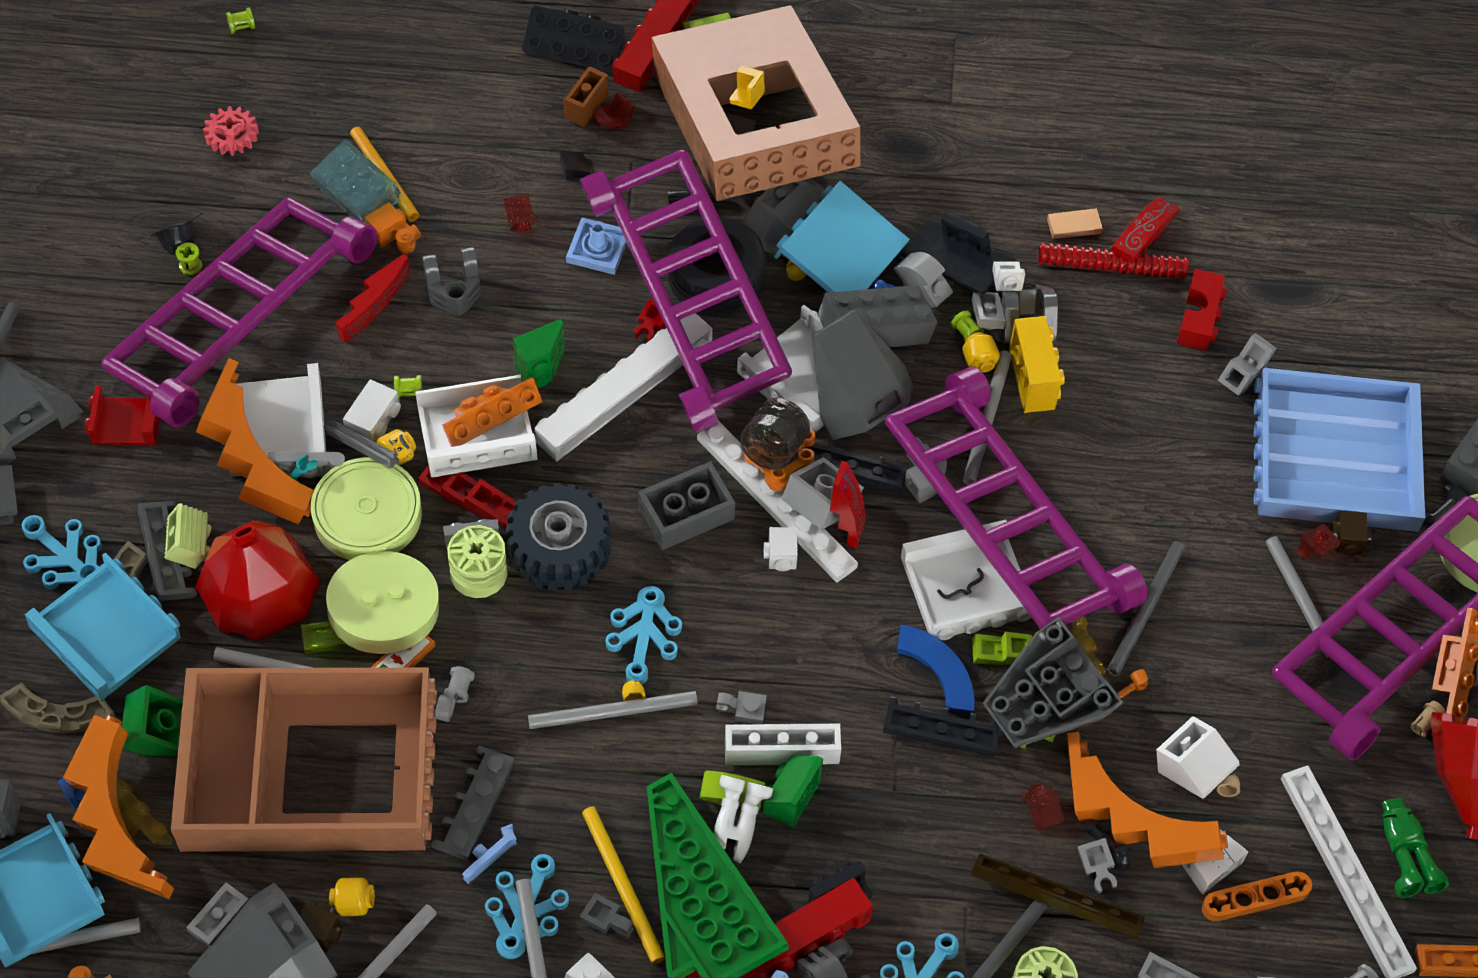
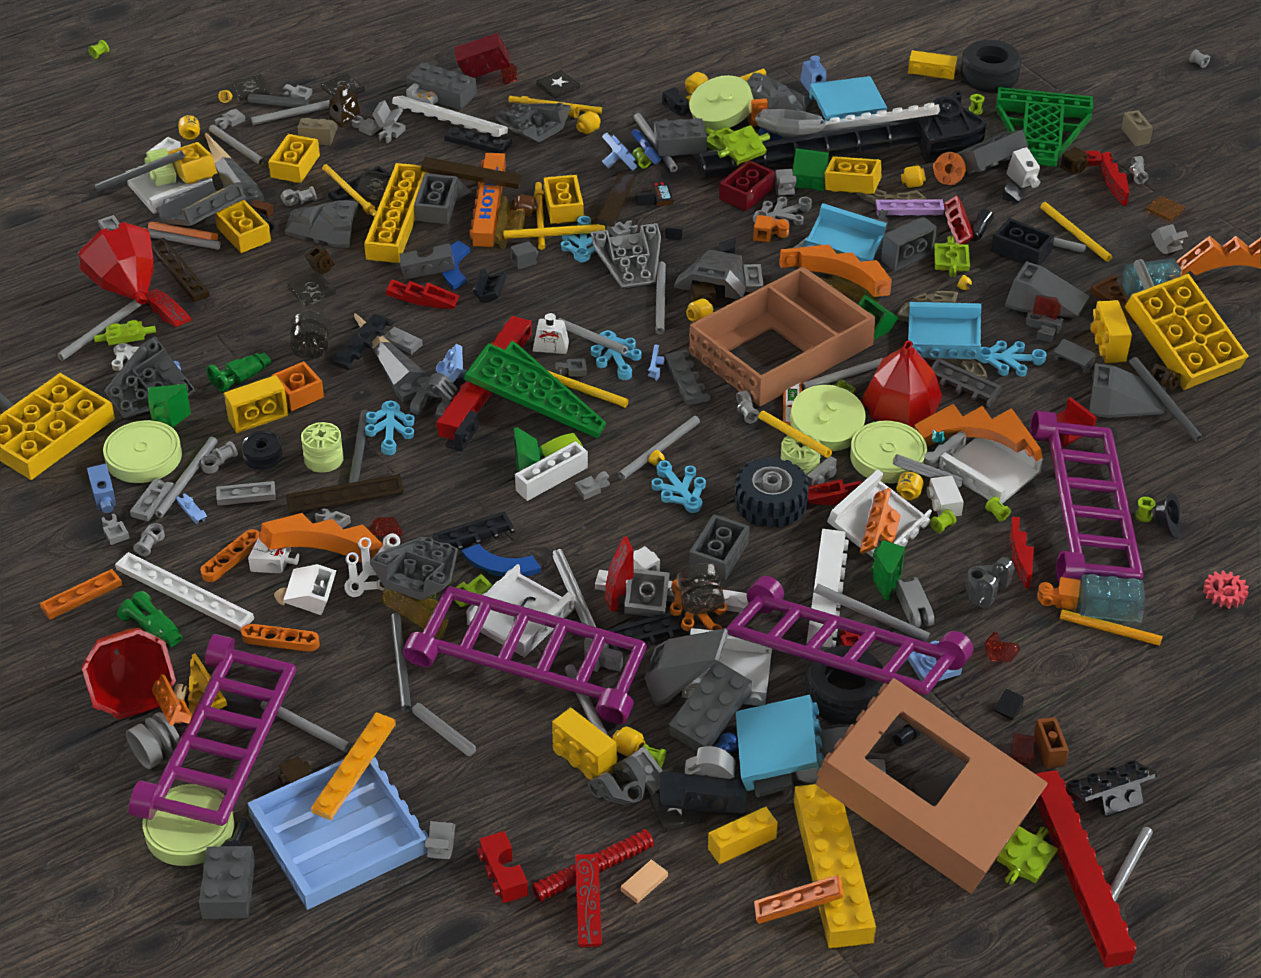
camera: 145 degrees right, 15 degrees down
(187, 536) = (958, 385): yellowish green brick -> none
(334, 362) = (998, 509): none -> lime bush
(471, 563) = (795, 434): none -> yellow piece
(548, 307) = (914, 602): none -> light grey piece
(609, 323) = (871, 612): none -> light grey piece
(746, 825) = (545, 429): white piece -> none
(749, 87) = (928, 749): yellow panel -> none
(887, 571) = (572, 587): none -> light grey axle
(899, 120) = (832, 853): none -> yellow brick
(956, 196) = (742, 835): none -> yellow brick
(961, 105) = (798, 899): none -> orange tile
(1008, 276) = (648, 778): white bracket -> none
(1106, 737) = (367, 569): none -> white plant
(1139, 683) = (376, 618): orange hand -> none
(1155, 495) = (444, 729): none -> light grey axle
(1261, 732) = (279, 640): none -> orange beam
(1289, 485) = (353, 766): none -> light orange plate
(1319, 541) = (314, 748): clear red bracket -> none
(1396, 714) = (197, 684): none -> yellow wing

